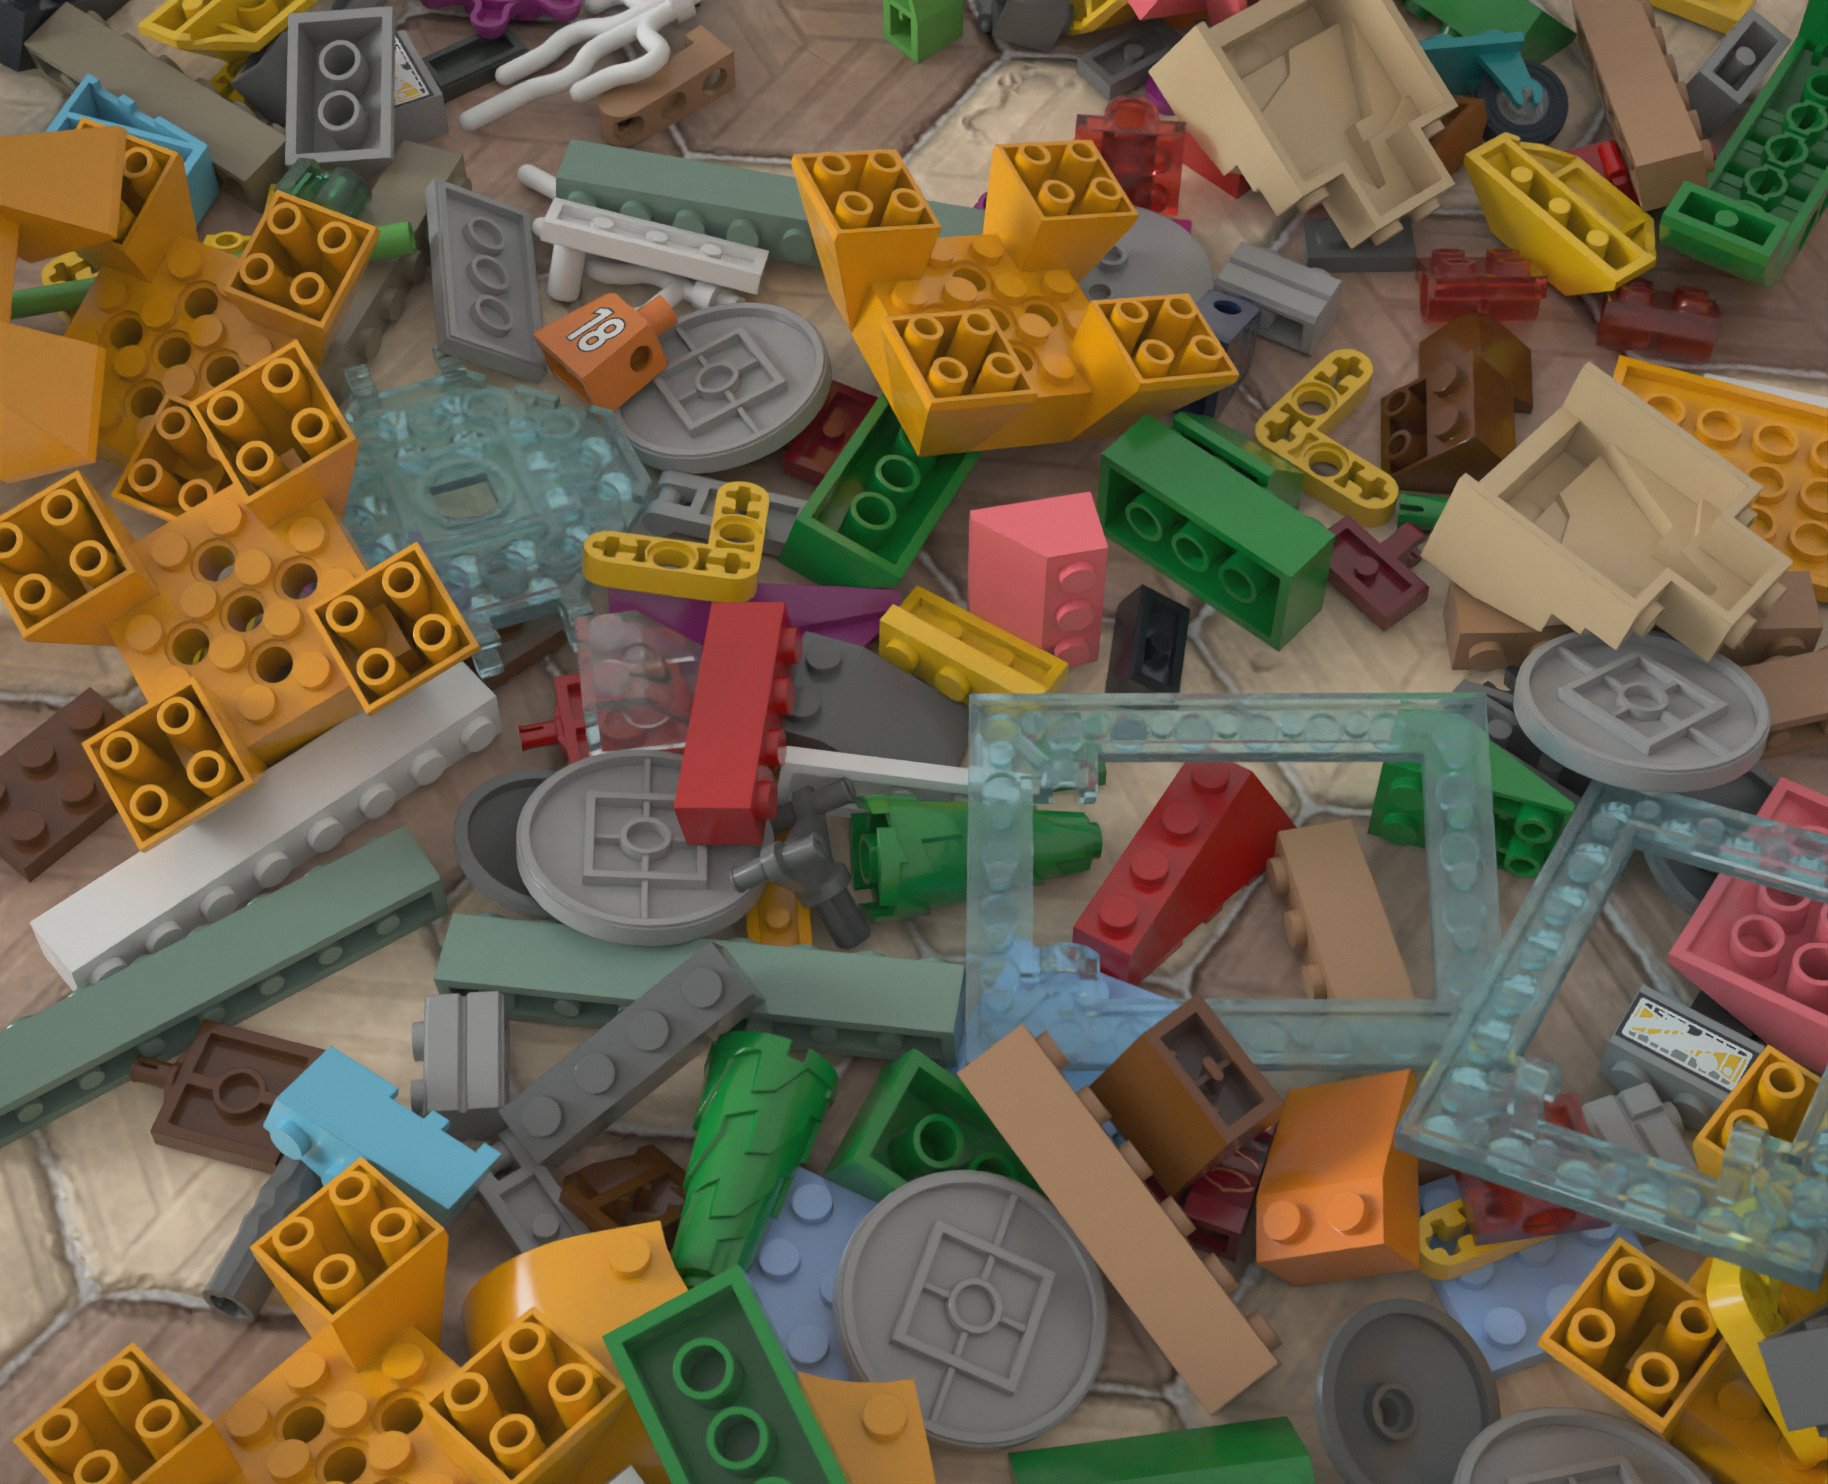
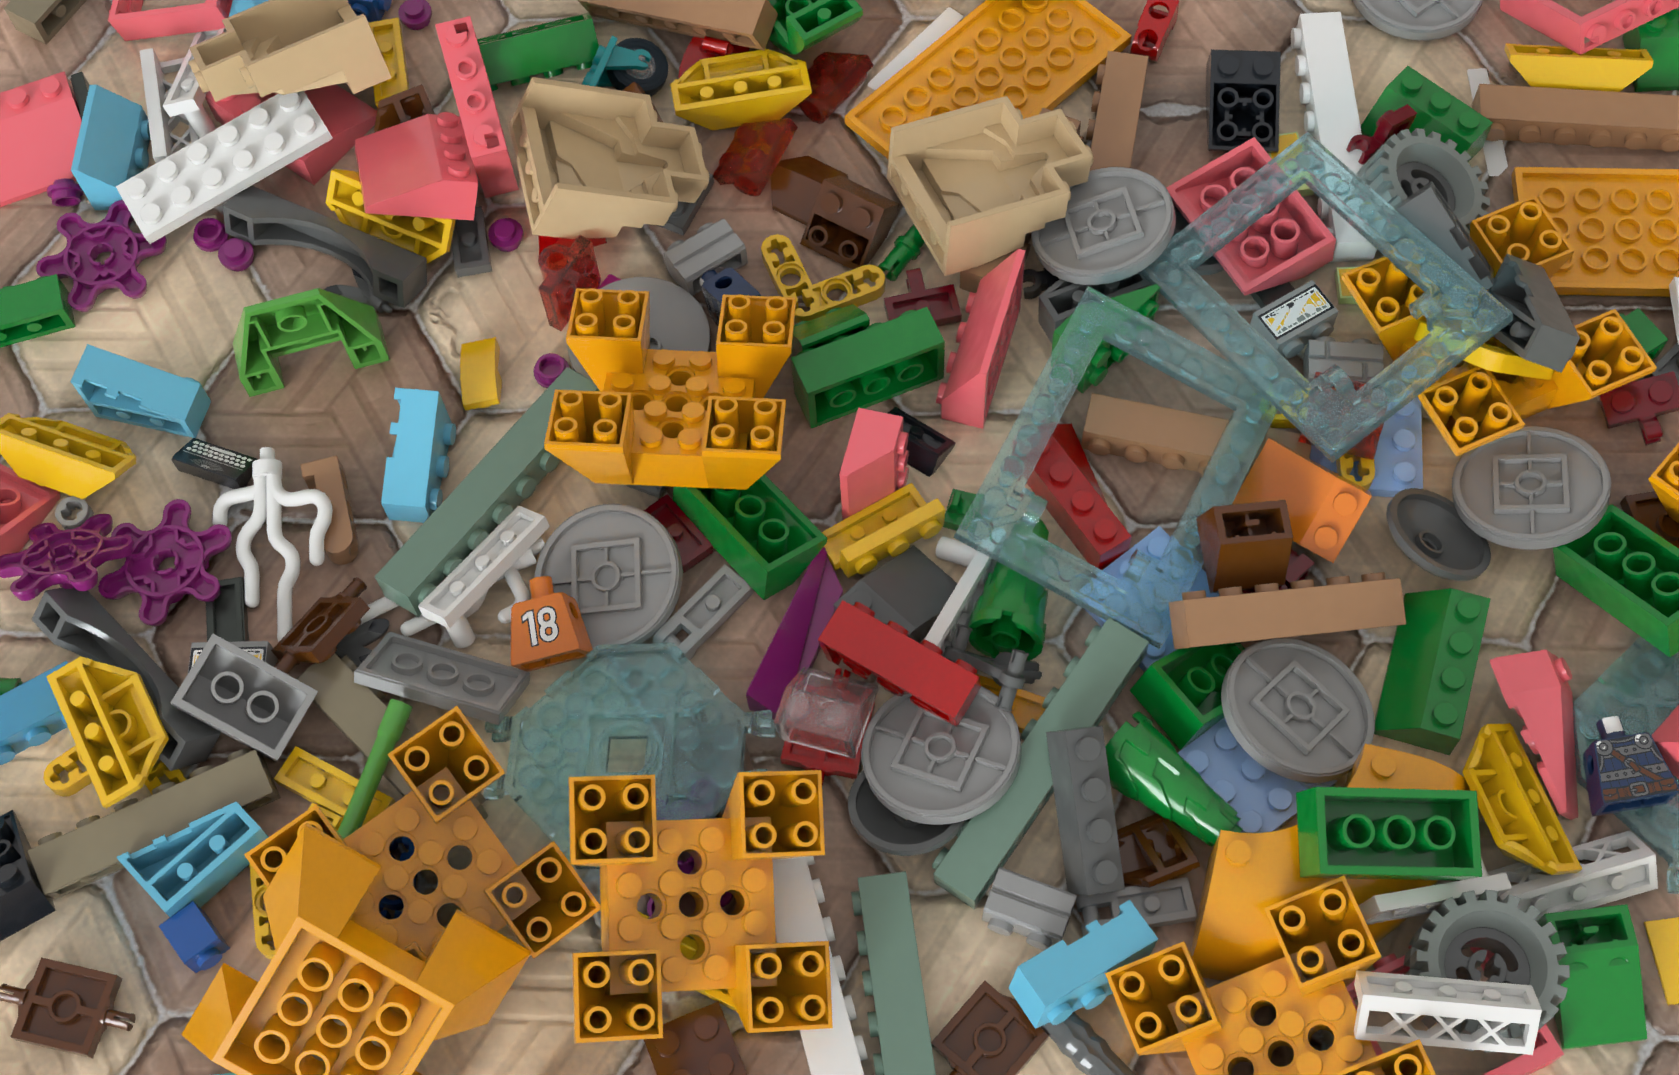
camera: 60 degrees left, 10 degrees up
(335, 190) = (327, 745): clear green leg -> none
(461, 133) = (322, 628): none -> reddish brown plate
(502, 187) = (354, 643): none -> dark grey piece
(708, 571) = (761, 636): yellow beam -> none
(798, 114) = (419, 456): none -> medium azure wedge
(938, 145) = (479, 374): none -> yellow slope
(1353, 643) = (983, 344): none -> coral slope

